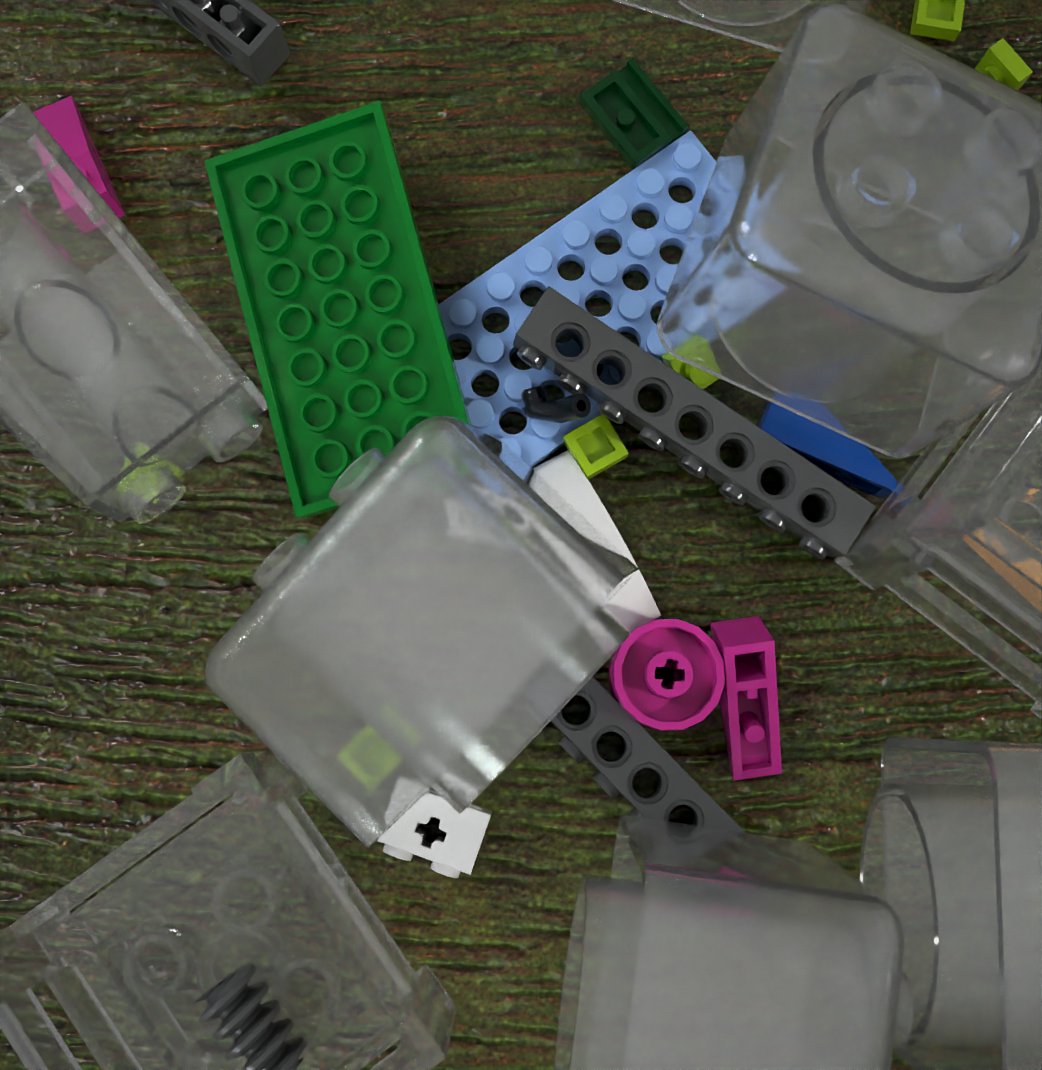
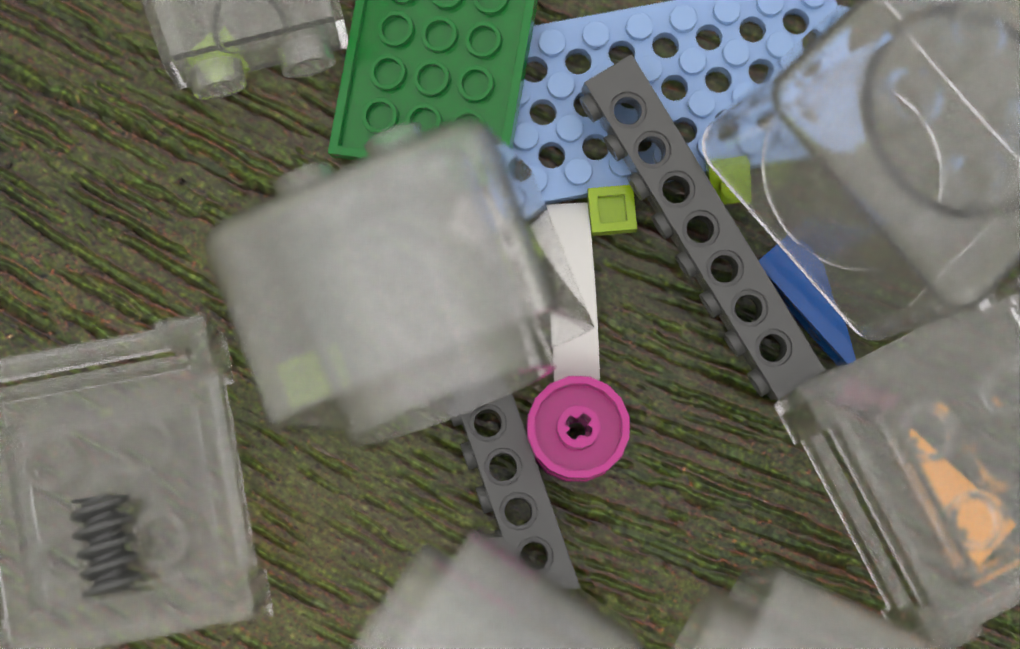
camera: 20 degrees right, 0 degrees up
(448, 854) = (341, 487): white brick -> none
(558, 410) = (591, 163): black arm -> none
(749, 697) = (639, 482): dark pink slope -> none

